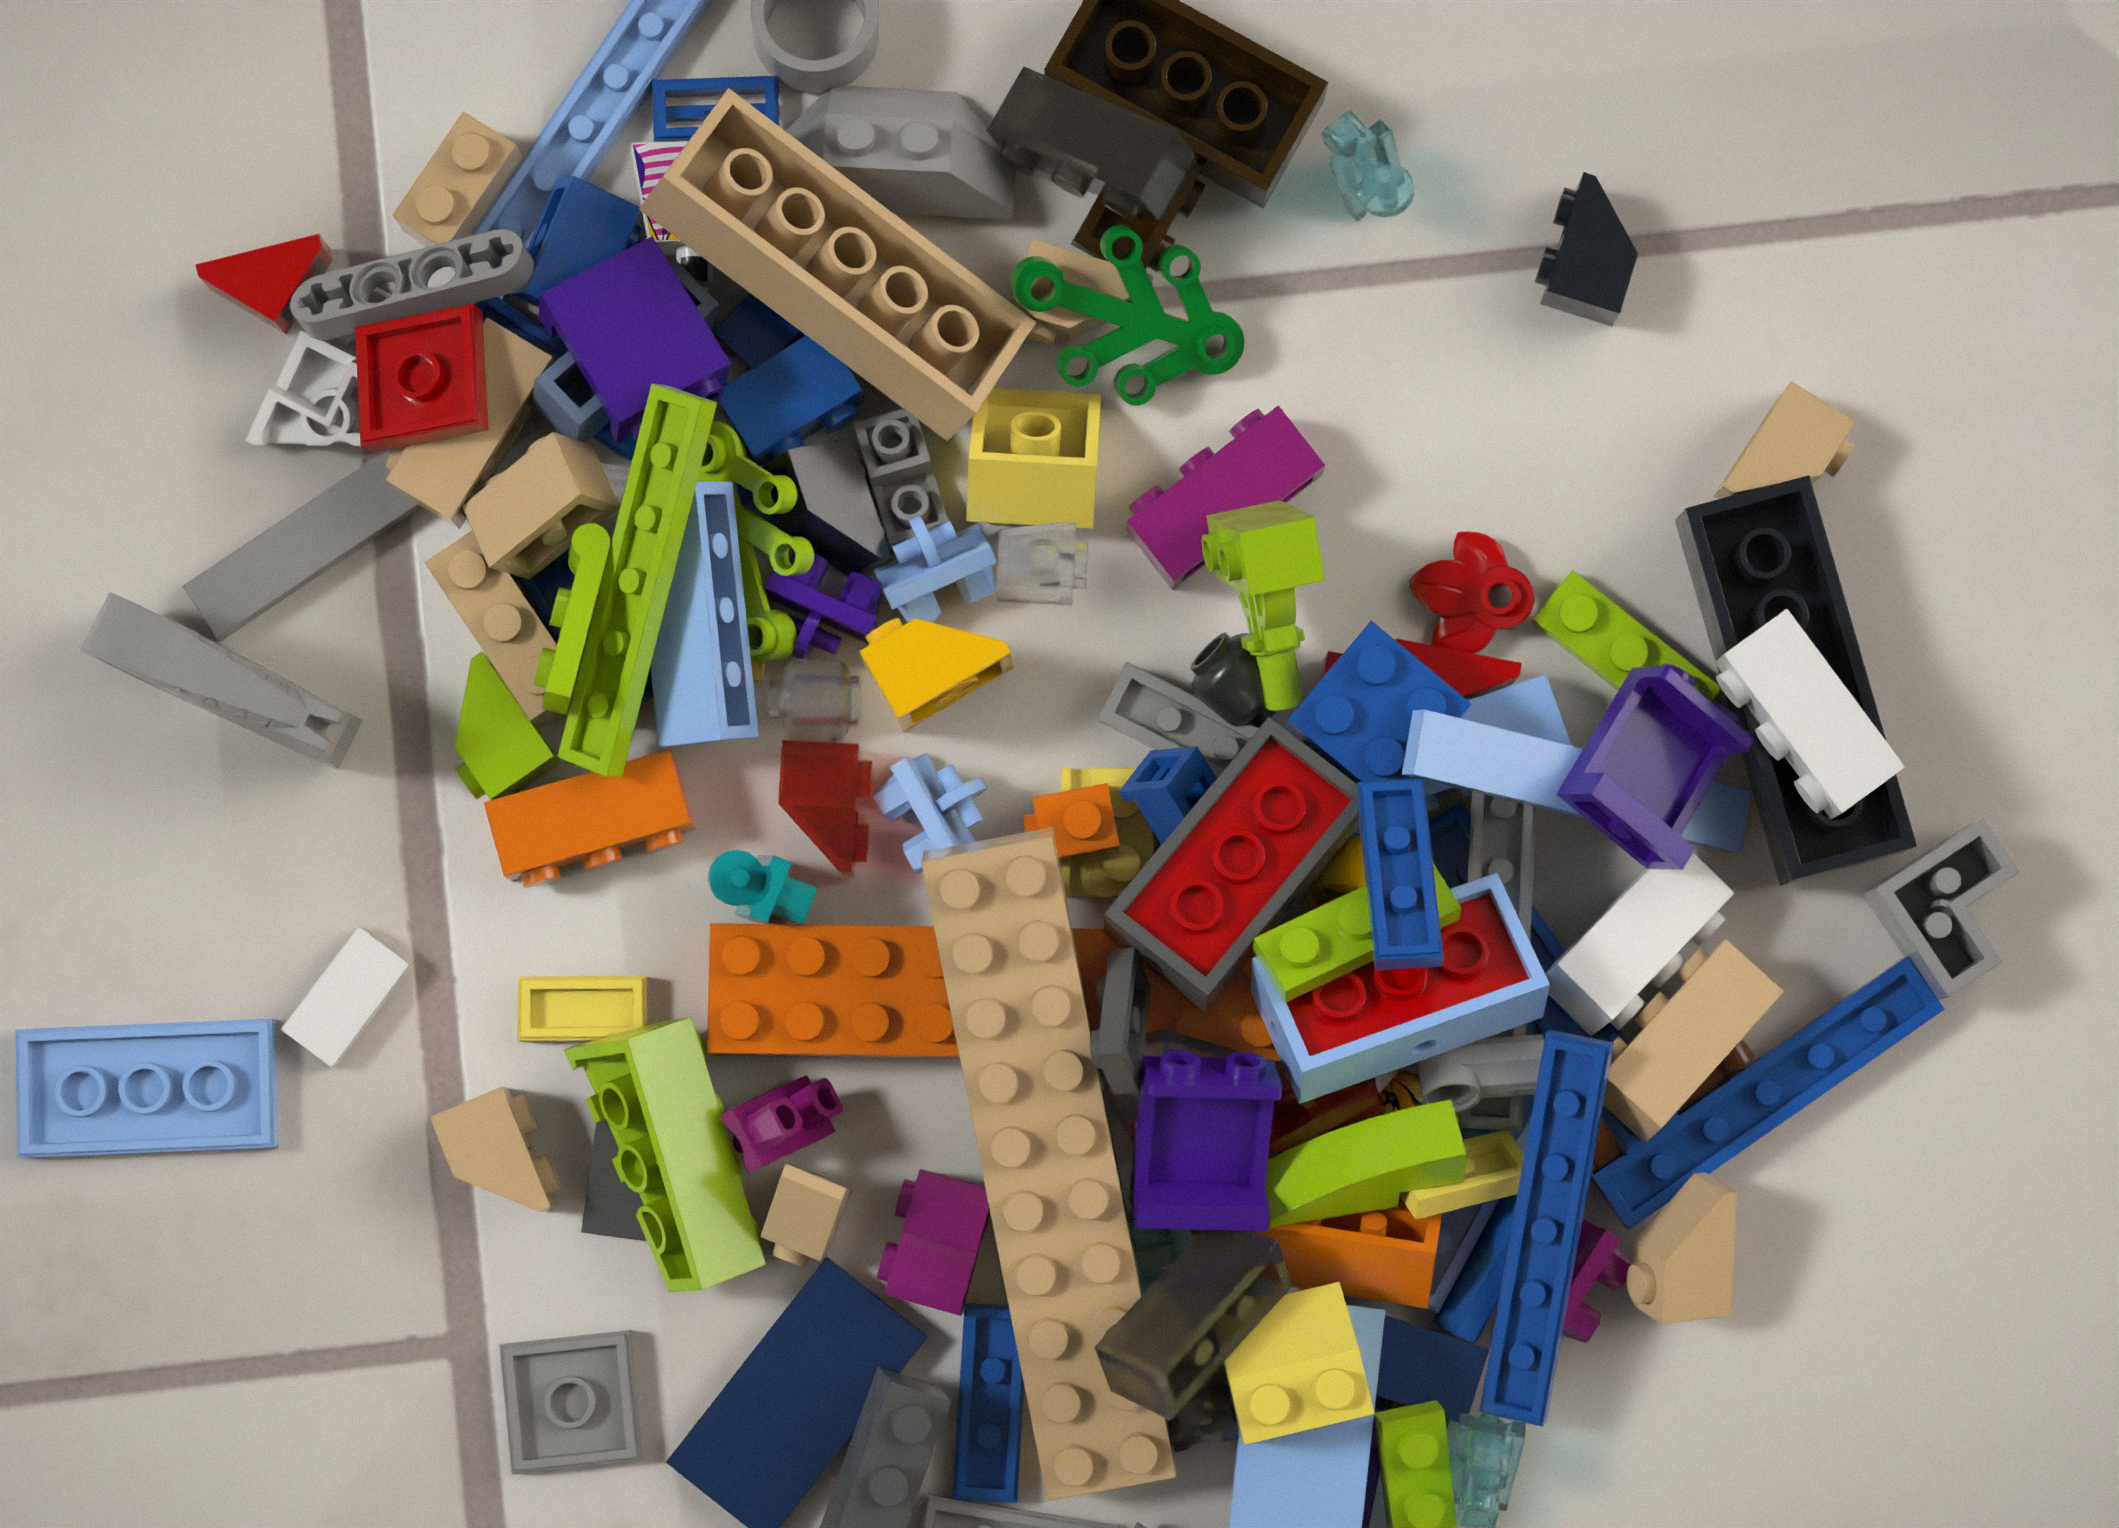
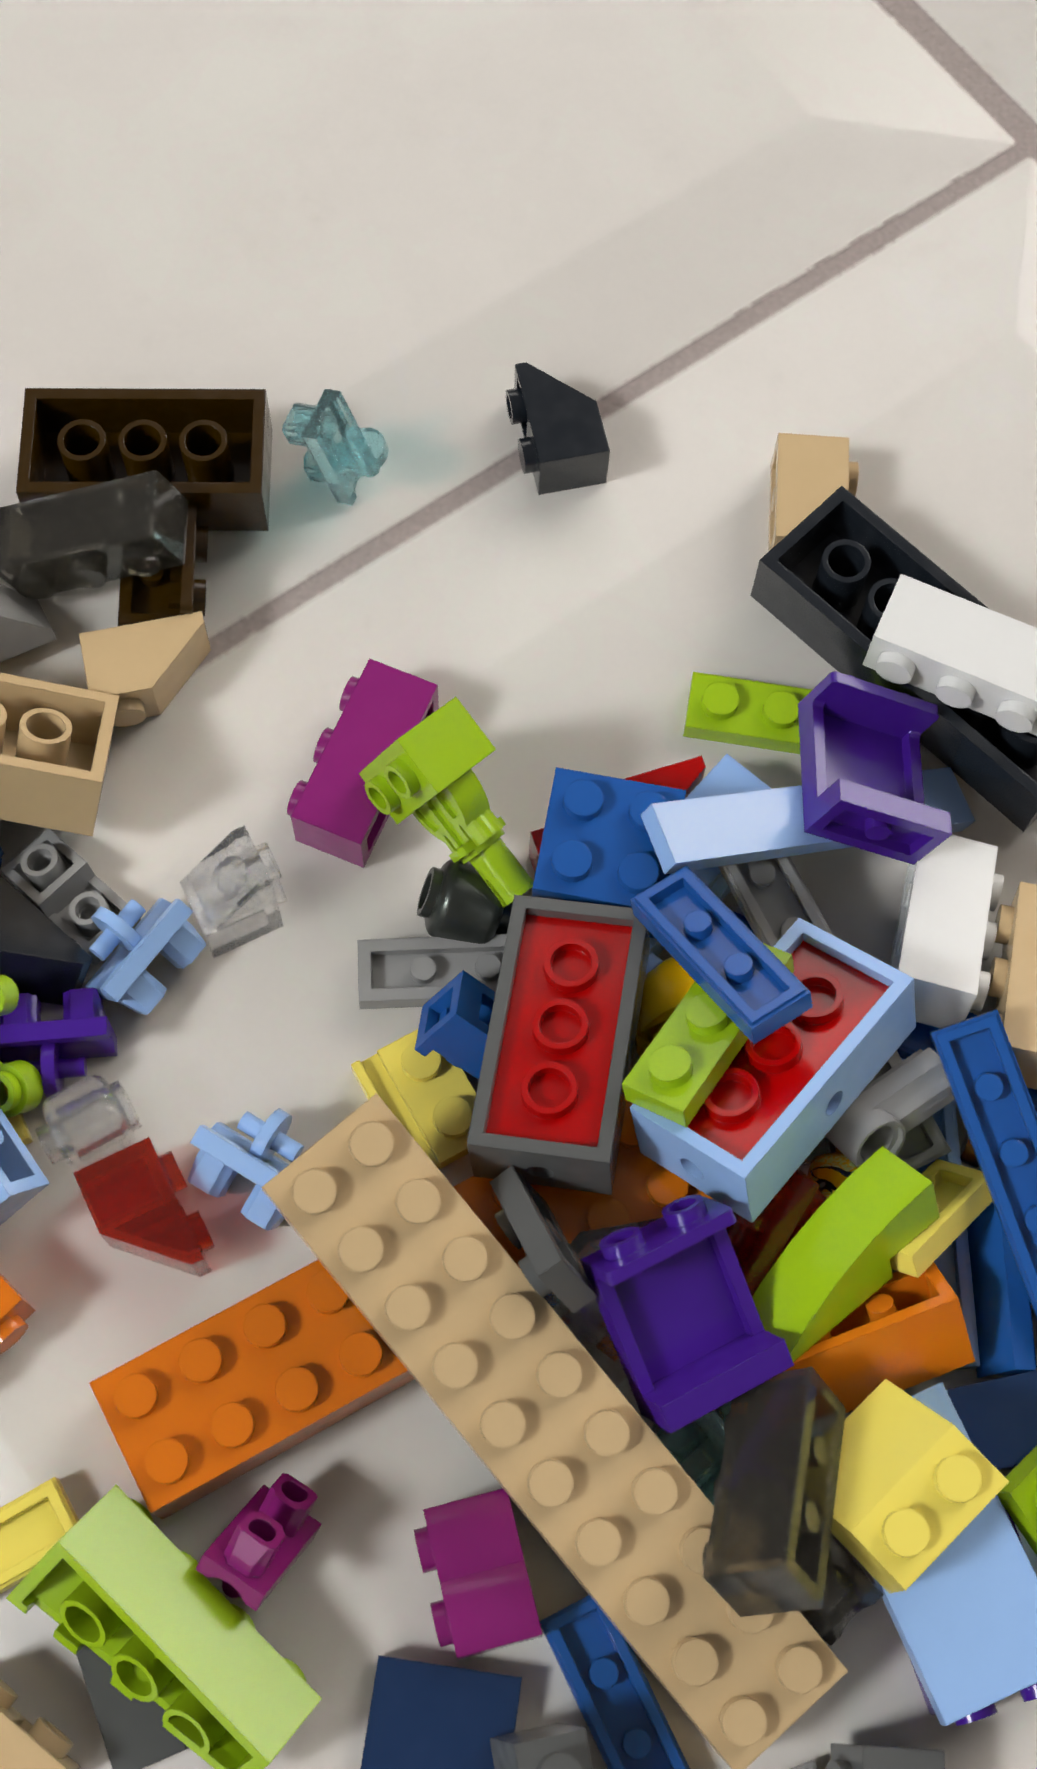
camera: 35 degrees left, 15 degrees down
(759, 887) = (124, 1321): teal hips -> none
(804, 1215) = (333, 1622): tan slope -> none
(930, 666) = (180, 1030): yellow slope -> none
(1034, 458) = (177, 814): light yellow slope -> none
(1080, 820) = (400, 1087): orange bracket -> none
(1138, 320) = (208, 650): green plant -> none
(1463, 591) = (613, 732): red plate -> none

